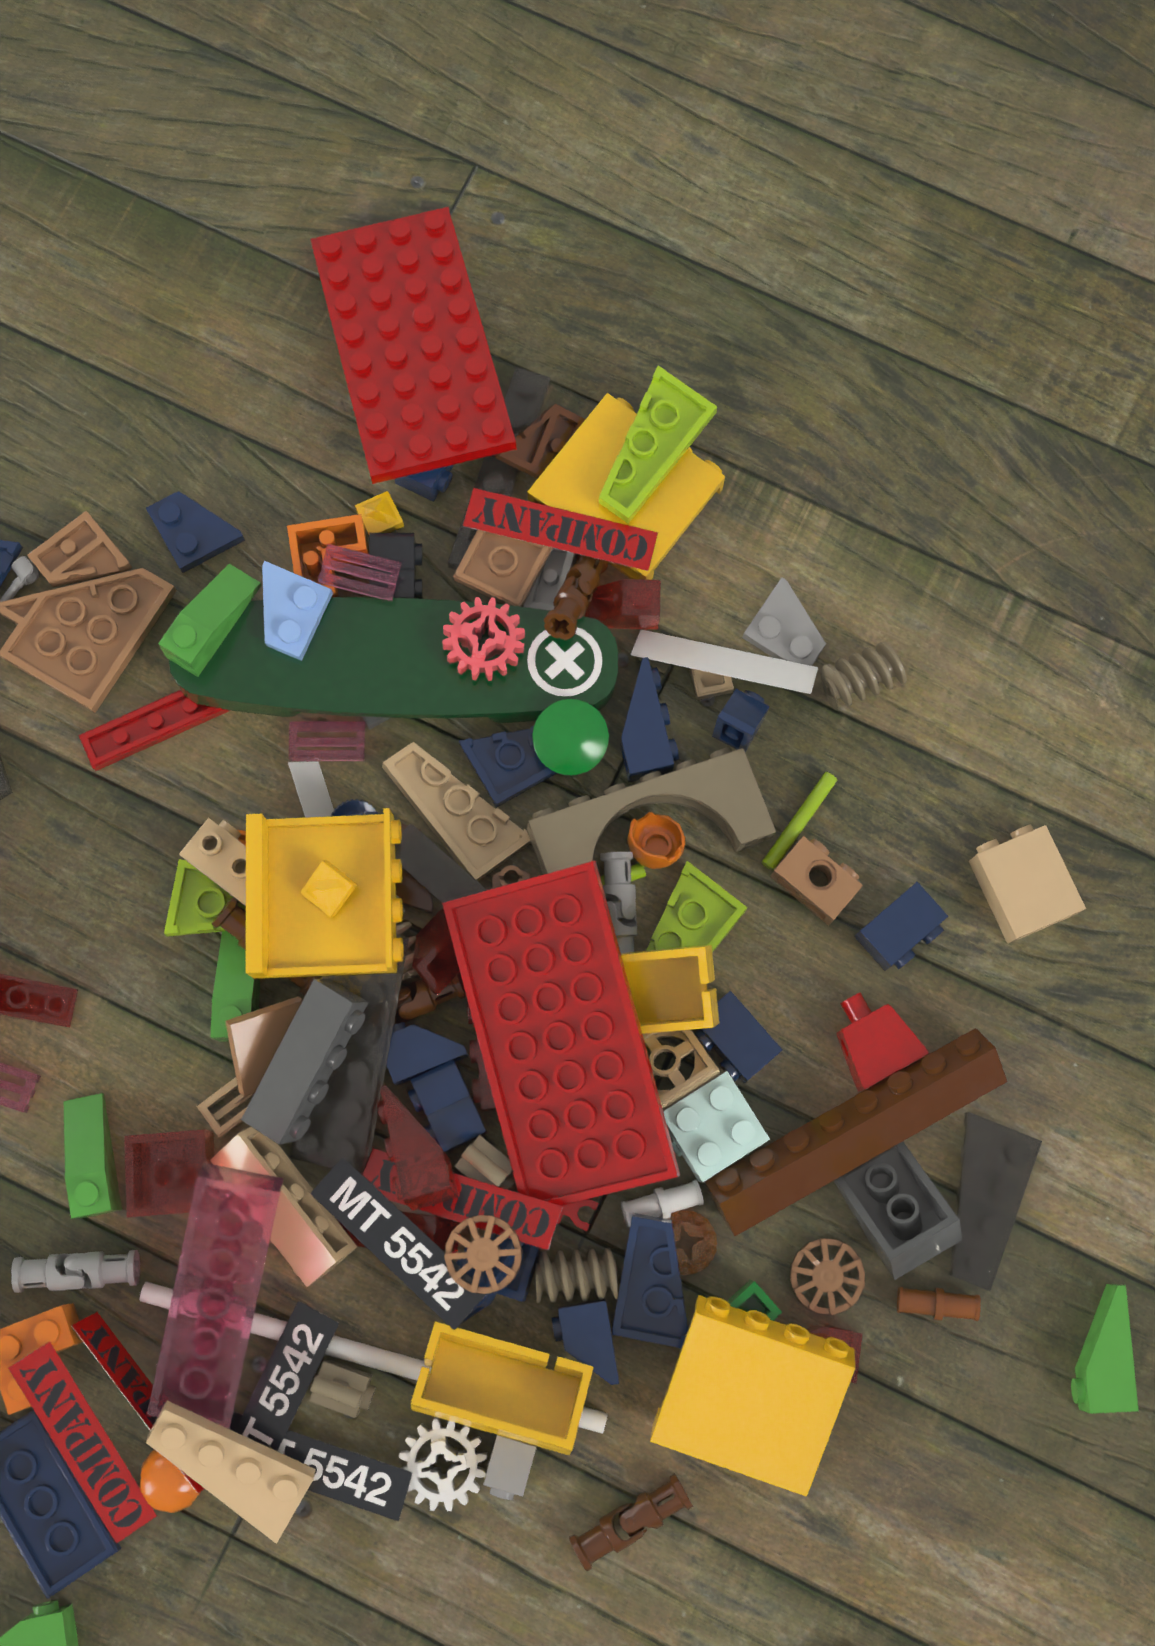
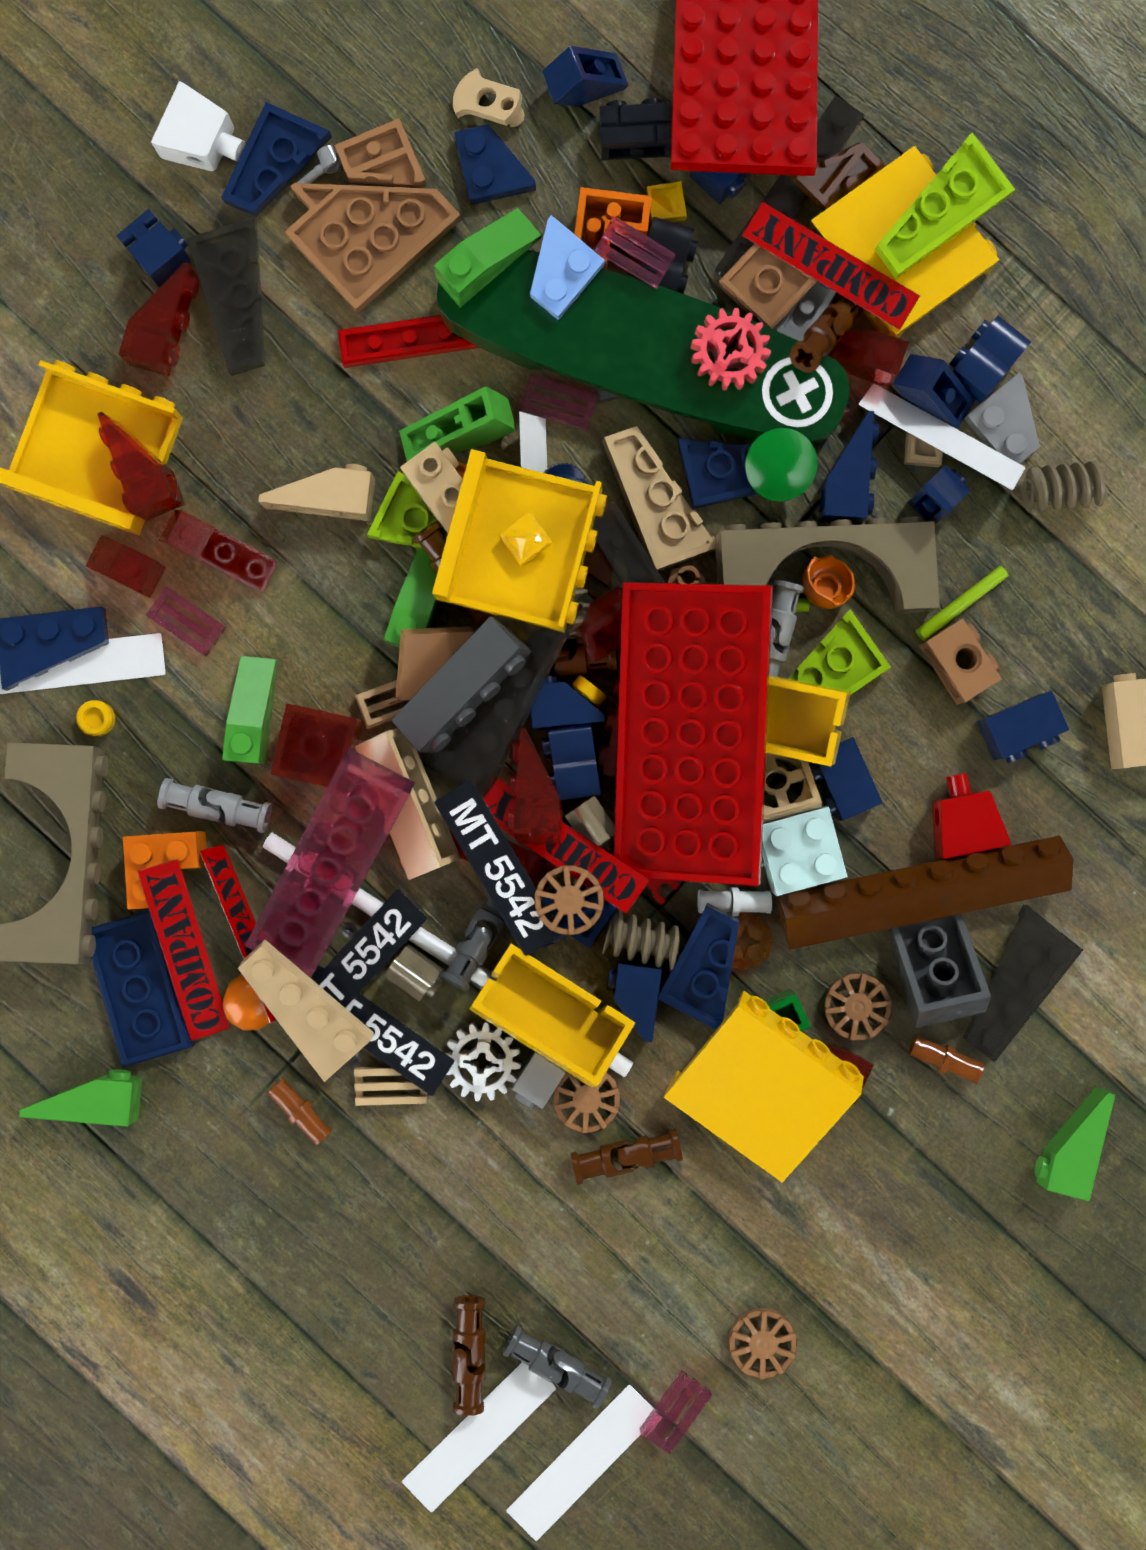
camera: 20 degrees right, 10 degrees up
(113, 903) = (330, 493): none -> tan slope
(190, 472) = (505, 108): none -> tan piece
(233, 792) = (461, 425): none -> bright green slope
(257, 1586) = (299, 1111): none -> dark orange pin
(261, 419) = (584, 76): none -> dark blue slope
(318, 1536) = (360, 1087): none -> tan tile
(327, 455) = (635, 129): none -> black brick
(399, 1341) = (475, 947): none -> dark grey piece
(442, 1027) = (588, 691): none -> yellow tile
(569, 1473) = (586, 1101): none -> medium nougat wheel
(702, 618) = (934, 389): none -> dark blue slope
(746, 572) = (990, 357): none -> dark blue brick

